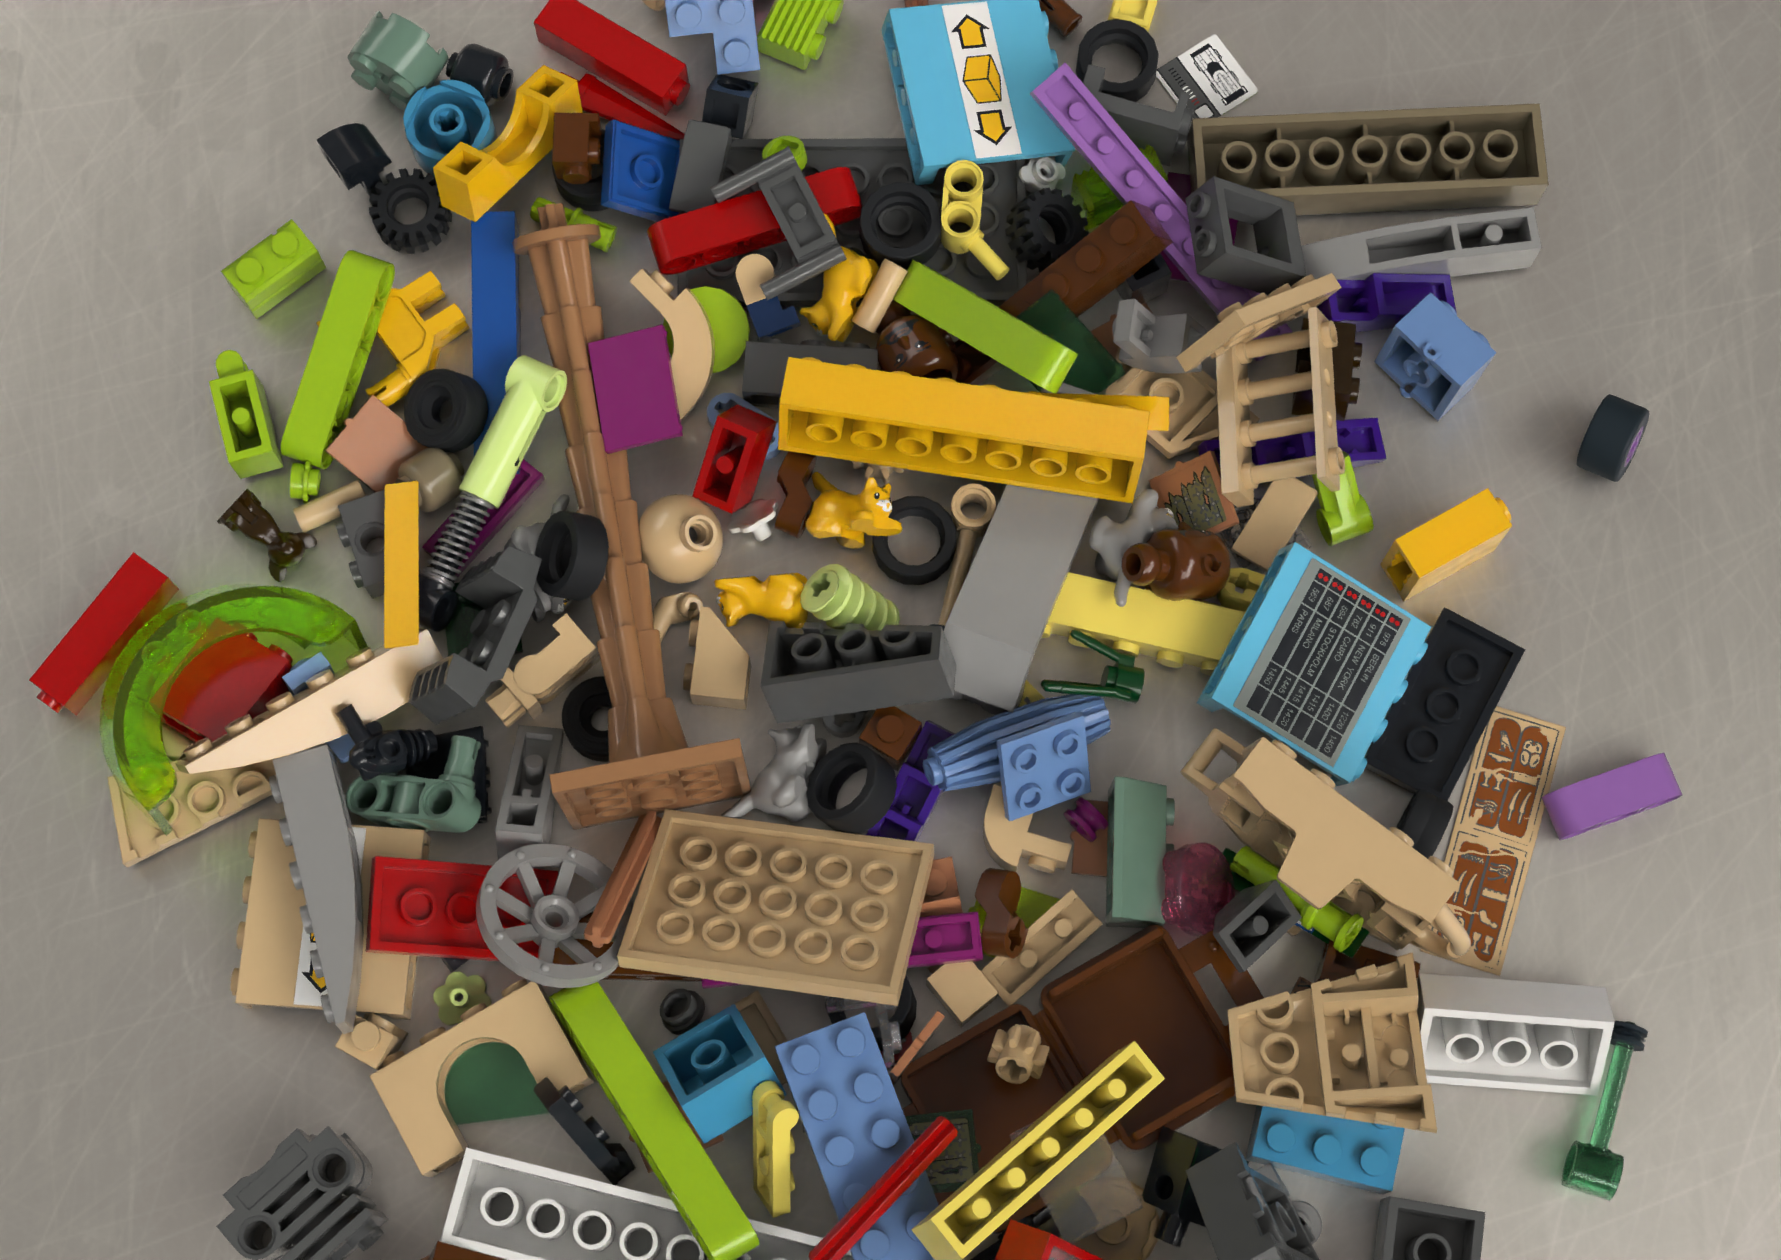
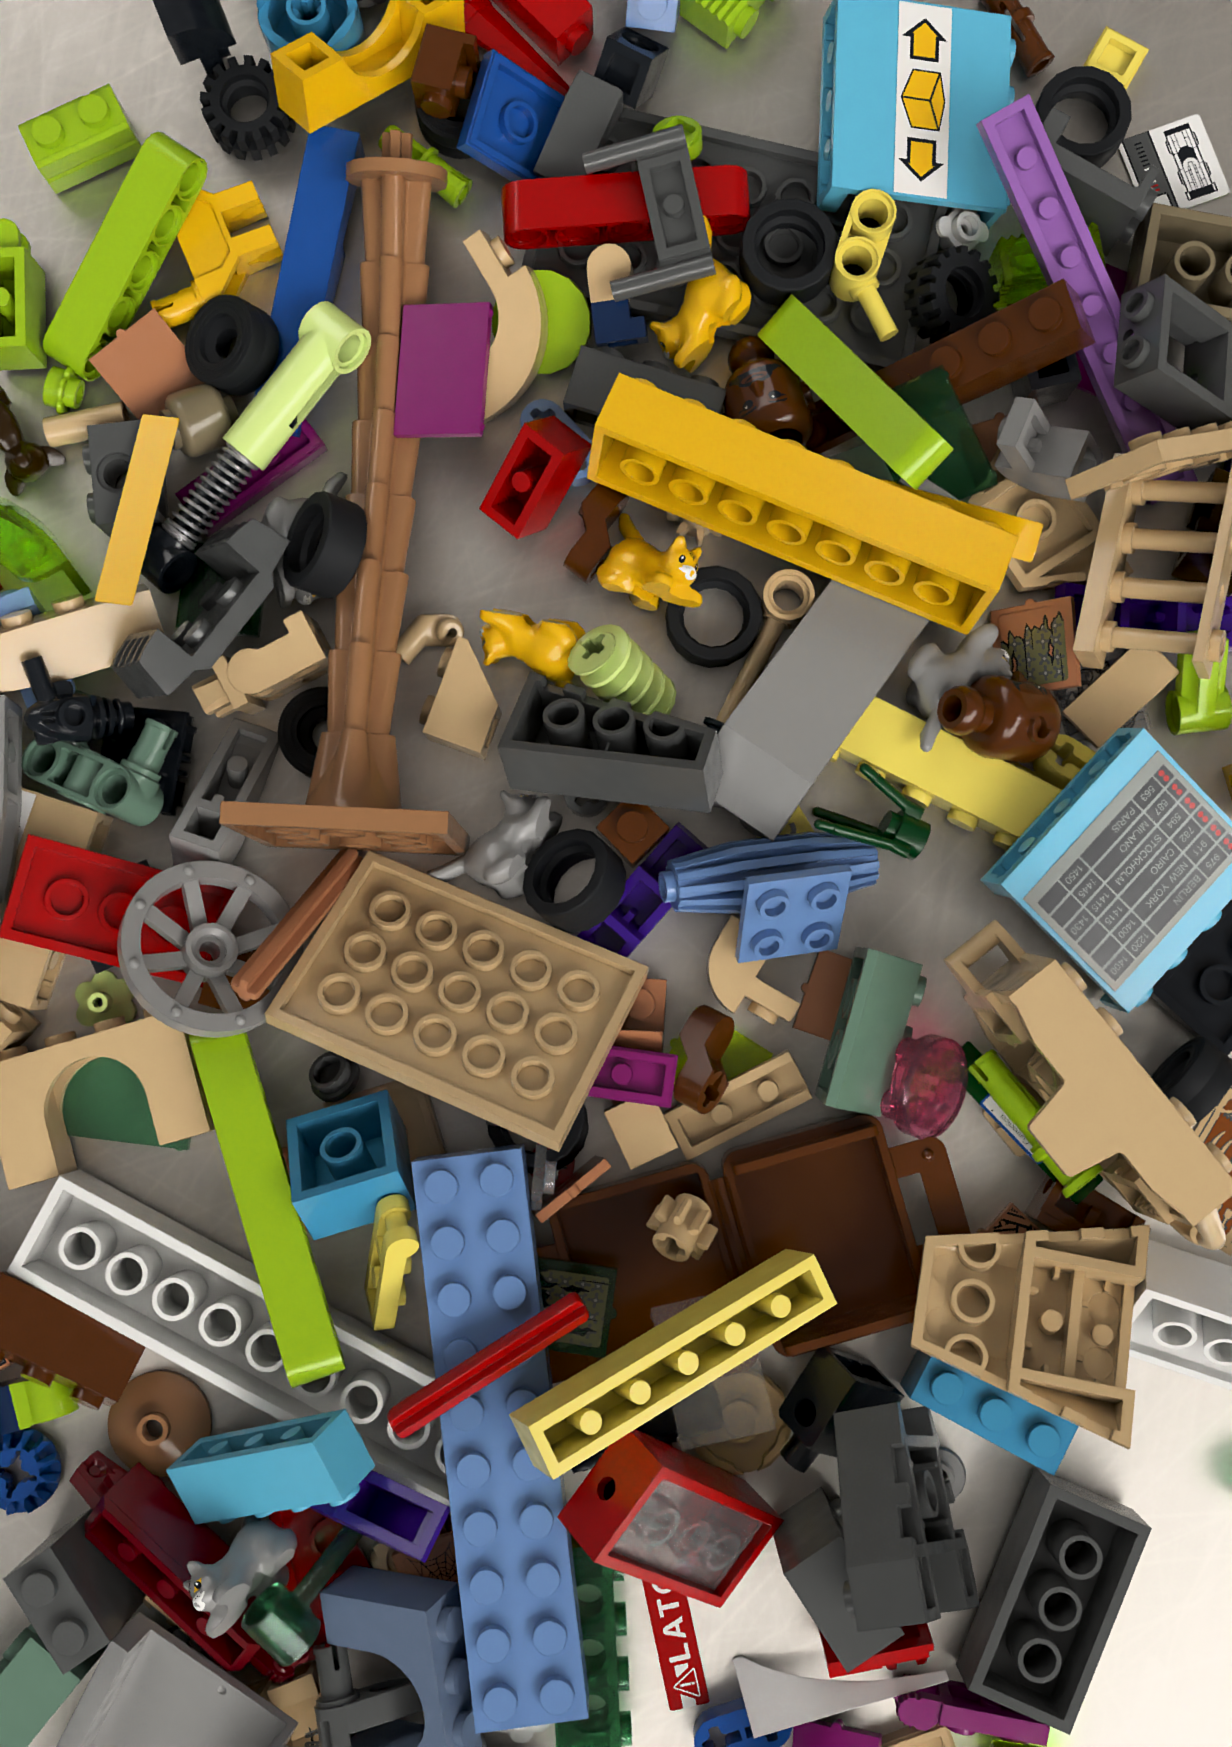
camera: 20 degrees right, 10 degrees up
(588, 1134) = (192, 1190): black hinge -> none
(667, 541) = (436, 550): tan piece -> none
(754, 518) = (544, 550): plant -> none
(879, 295) = (743, 327): tan axle -> none
(1085, 819) = (823, 976): magenta bush -> none
(1254, 922) = (979, 1144): dark grey slope -> none

